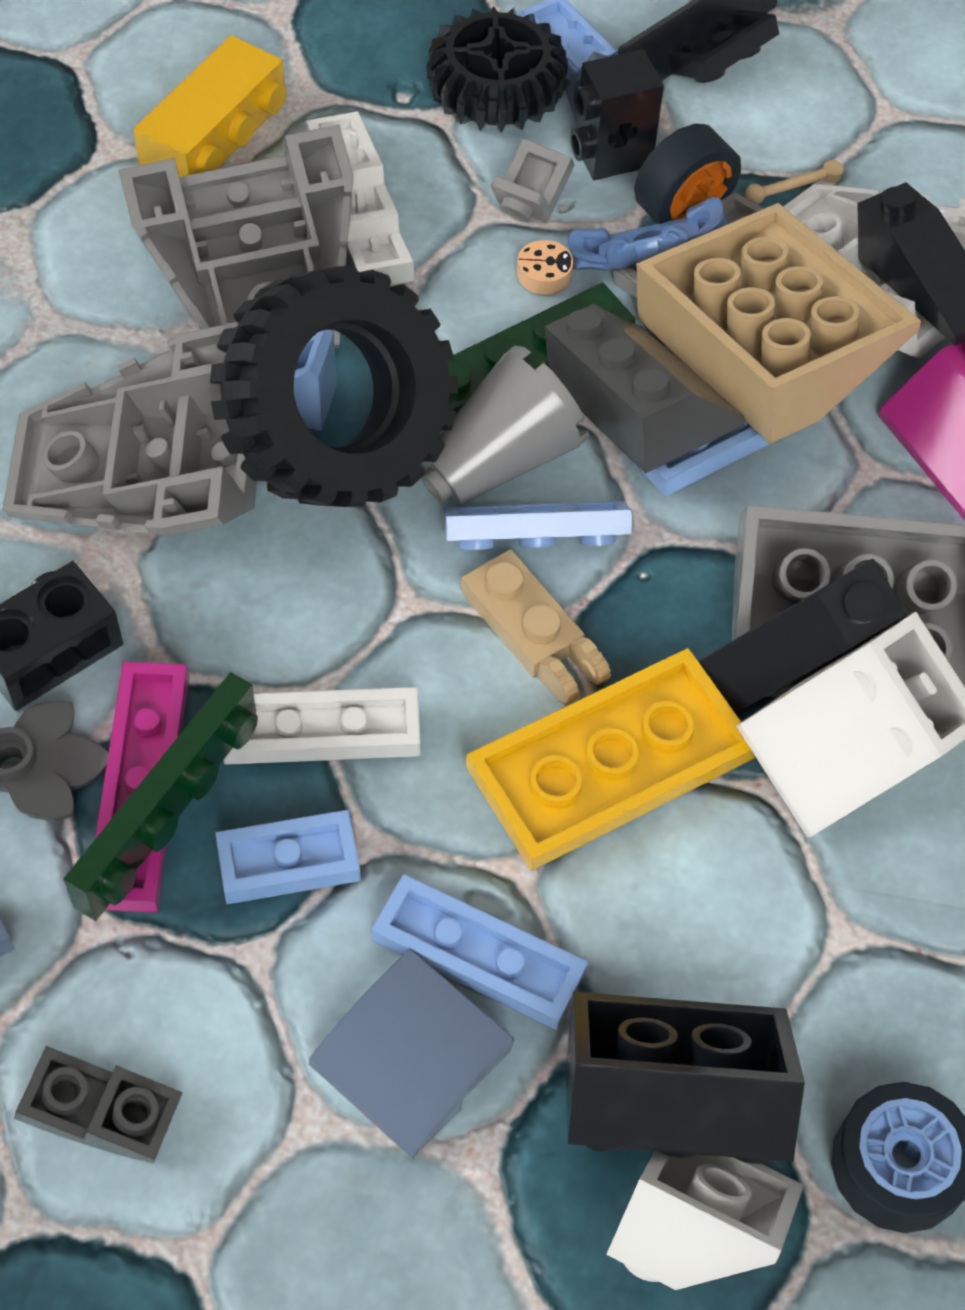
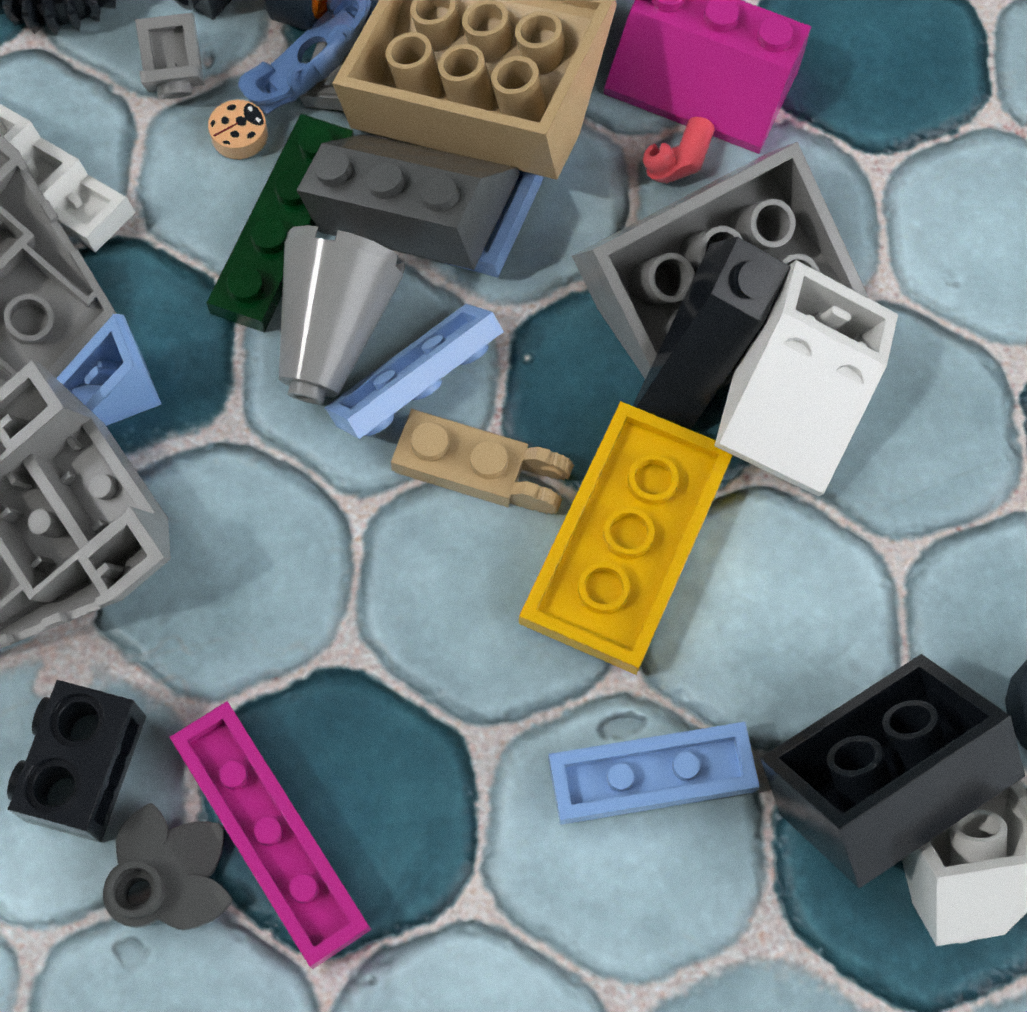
camera: 35 degrees left, 10 degrees up
(152, 811) = (317, 865): dark green plate -> none
(287, 856) = (441, 805): light blue plate -> none
(333, 726) = (378, 673): white plate -> none
(406, 374) = (103, 381): black tyre -> none
(411, 1052) = (666, 895): sand blue slope -> none
(887, 499) = (683, 160): none -> coral arm

